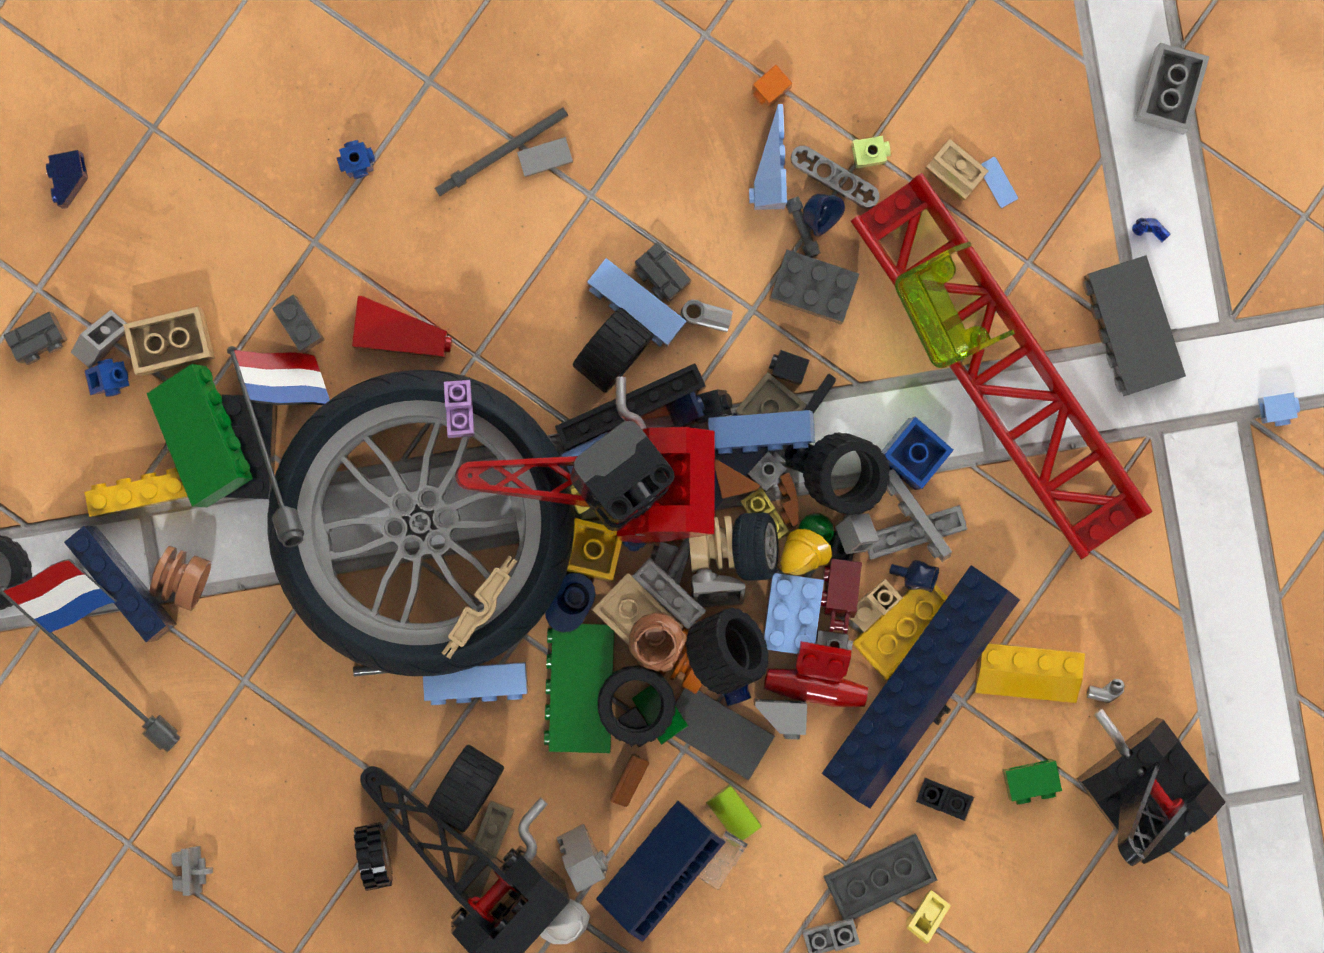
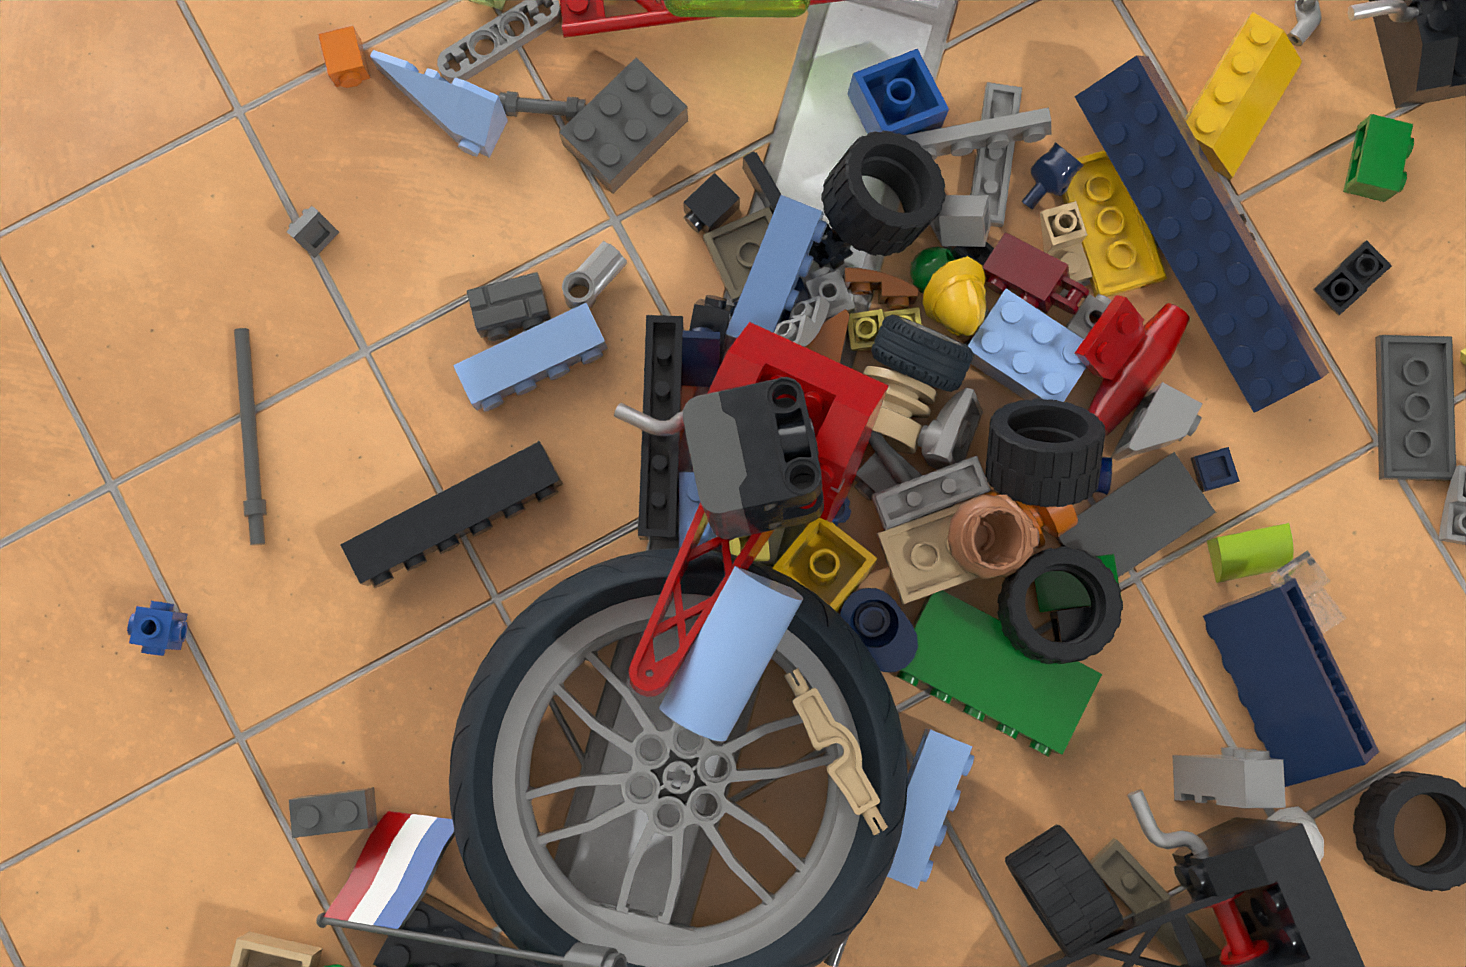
camera: 65 degrees left, 5 degrees down
(390, 330) = (408, 689): red slope -> none
(459, 408) = (550, 645): lavender slope -> none
(504, 517) = (730, 654): none -> light blue brick
(513, 303) = (451, 515): none -> black brick
(545, 157) = (285, 384): light grey tile -> none
(612, 349) = (575, 411): black tyre -> none
(629, 780) = (1144, 668): dark orange slope -> none
(649, 124) = (312, 231): none -> dark grey tile
(736, 464) = (804, 321): none -> light grey slope
(777, 768) = (1215, 469): none -> dark blue tile
(823, 212) = (535, 69): dark blue helmet -> none

